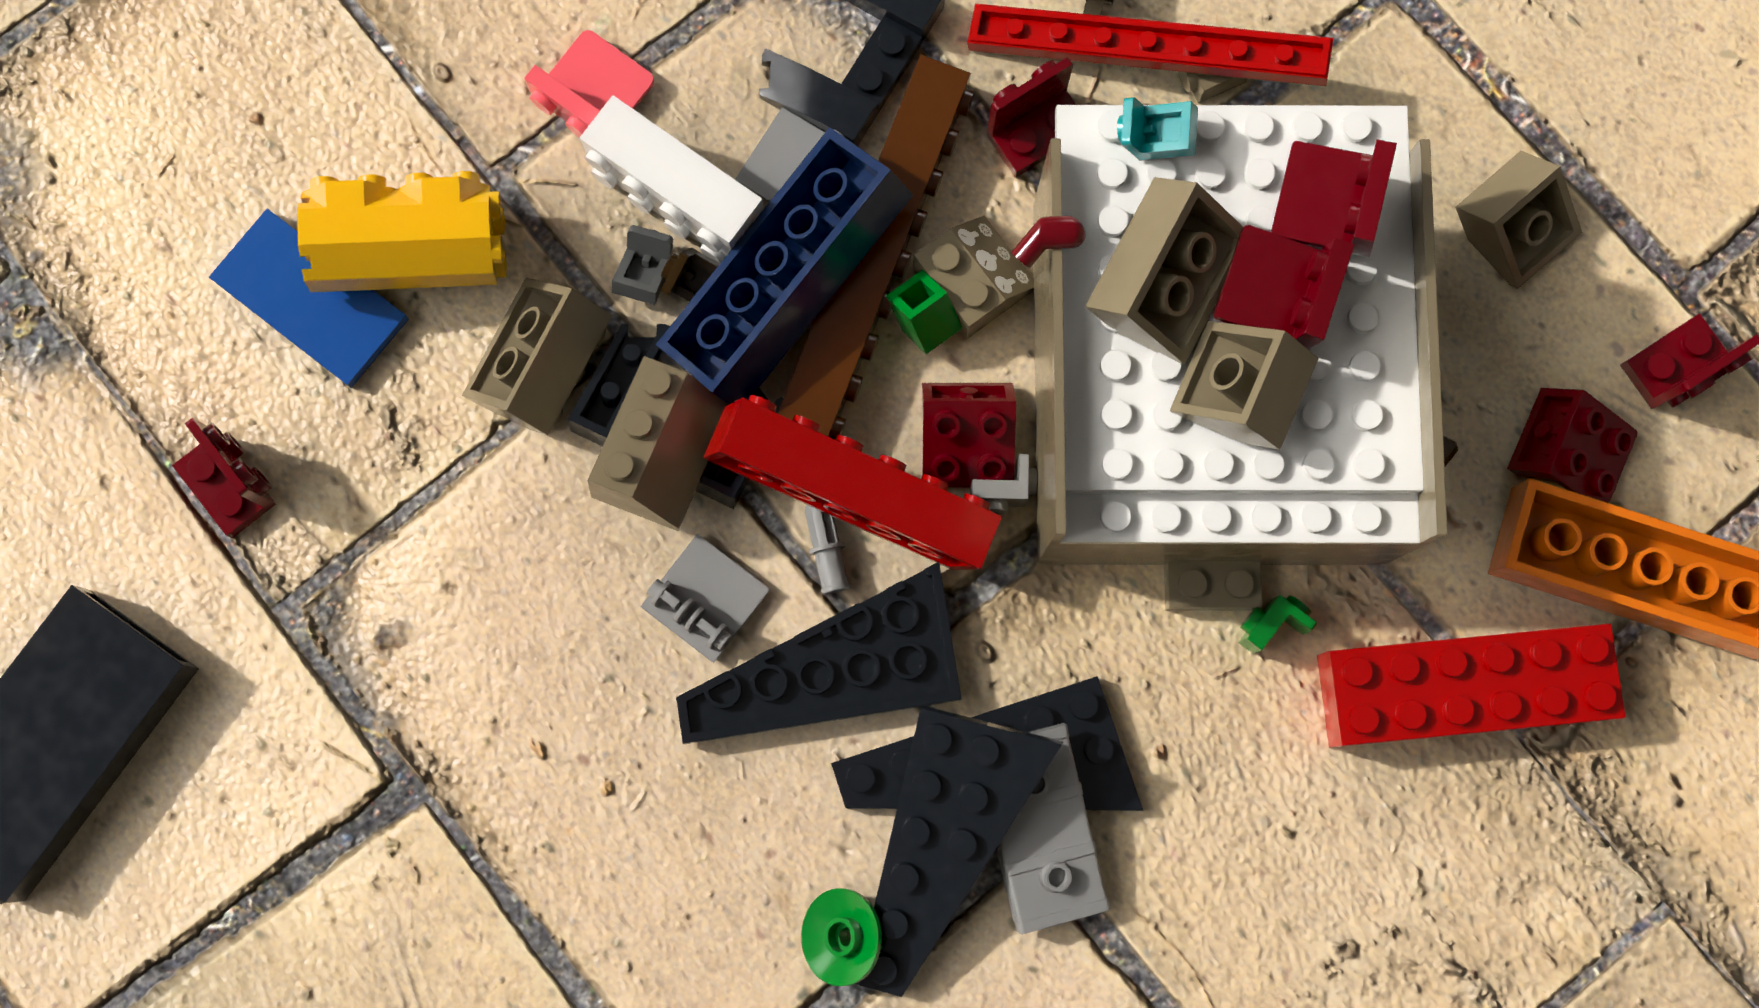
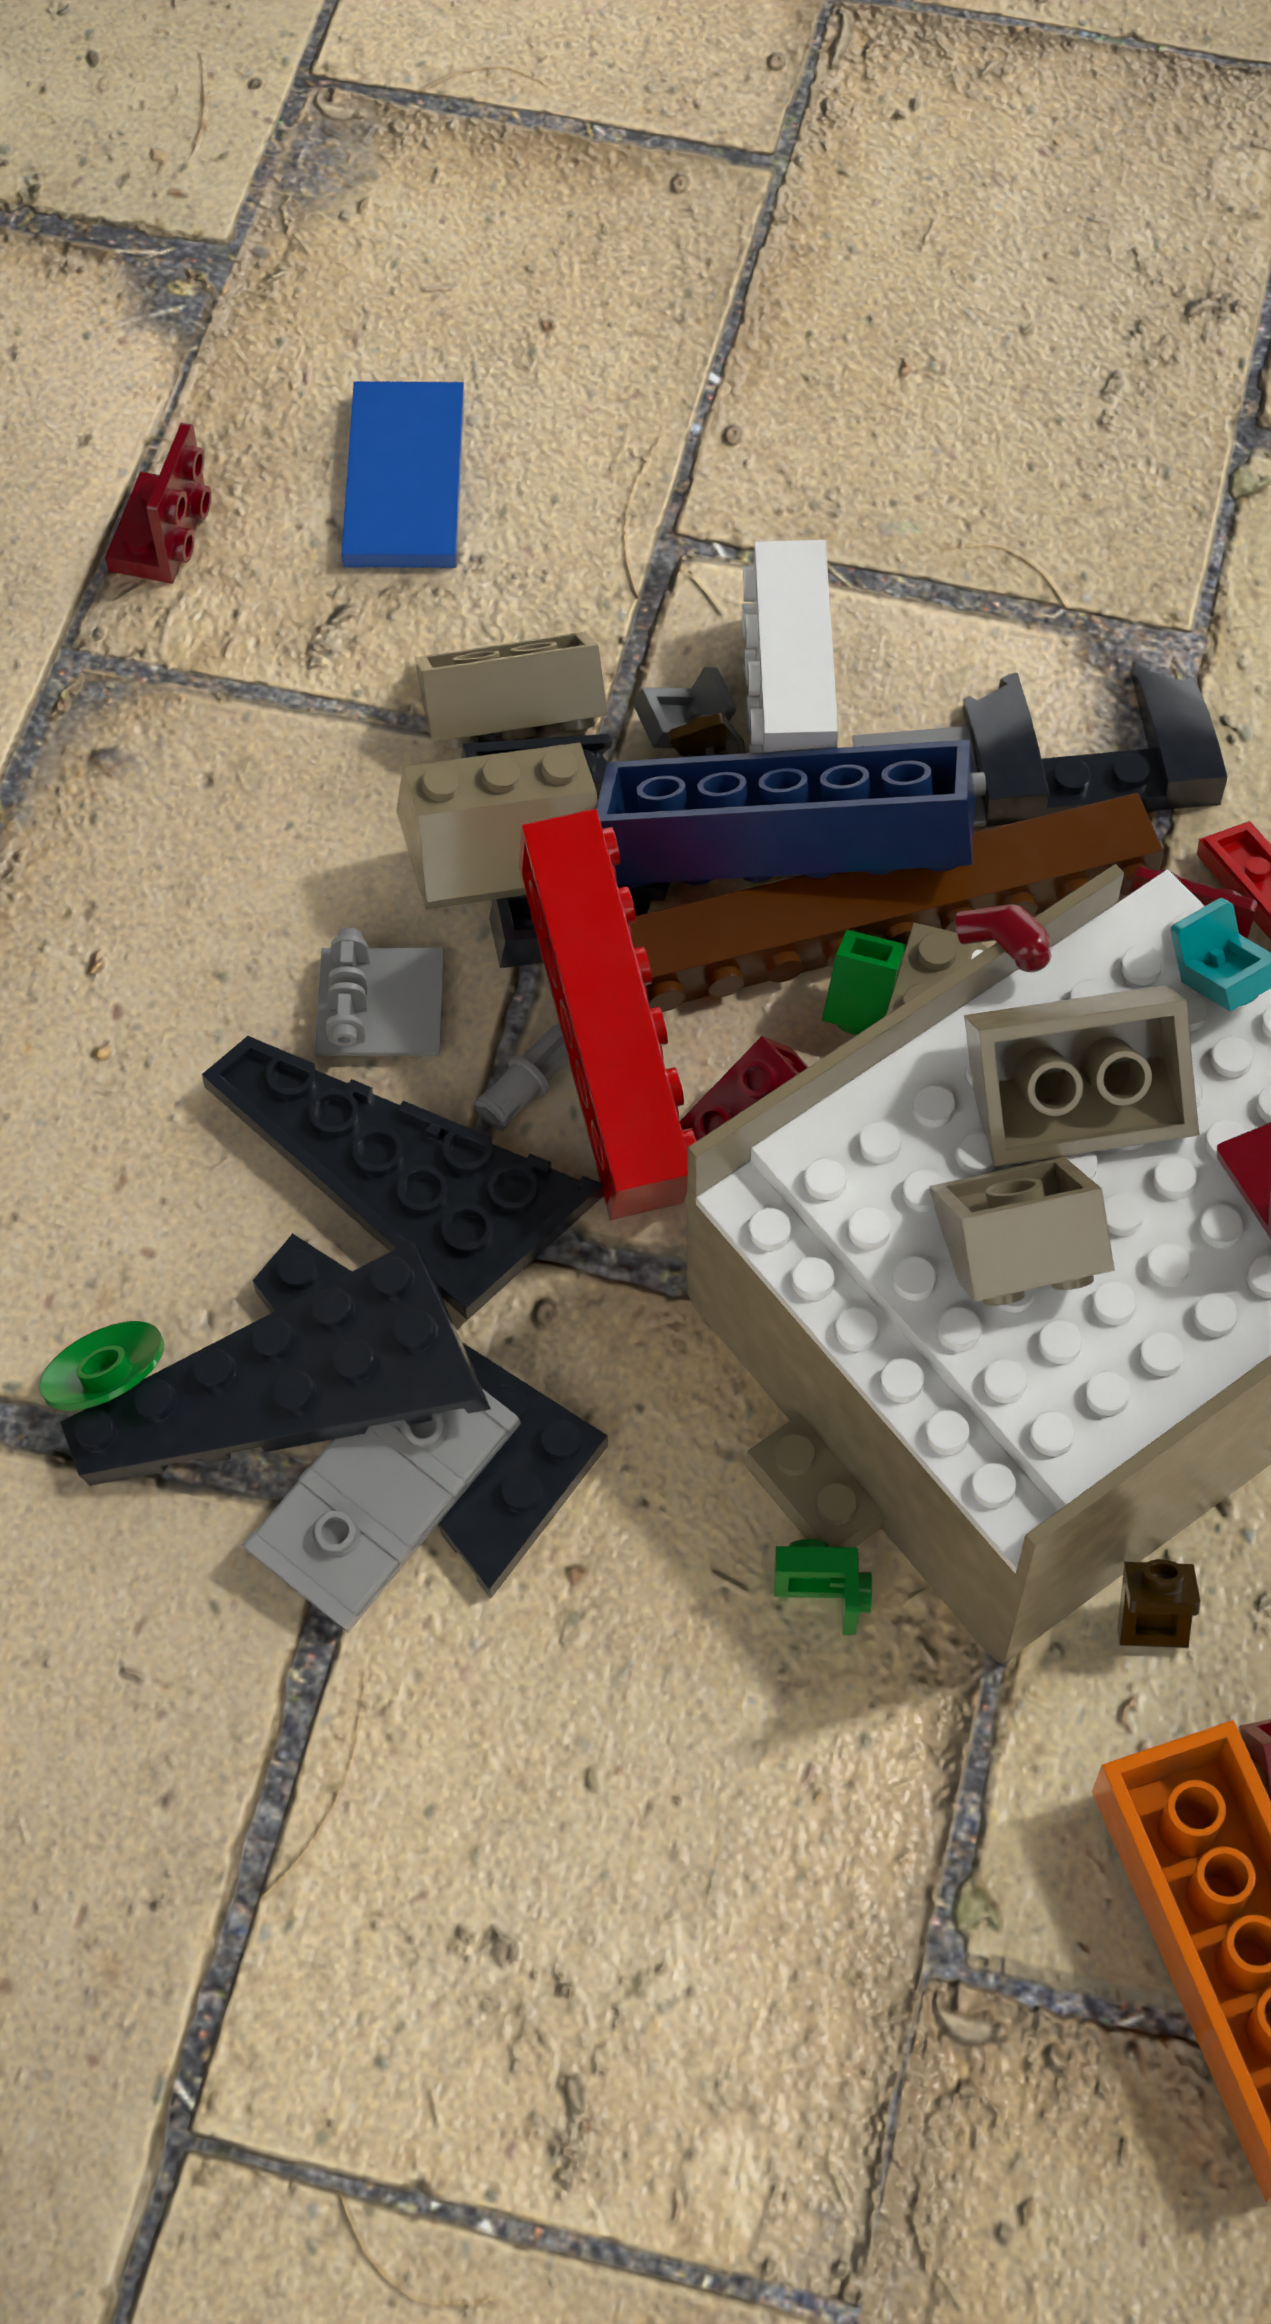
camera: 55 degrees right, 20 degrees down
(401, 237) = (540, 500): yellow brick -> none
(586, 81) = (855, 544): coral bracket -> none
(1283, 284) = (1167, 1189): dark red bracket -> none
(1470, 685) = (934, 1853): red brick -> none

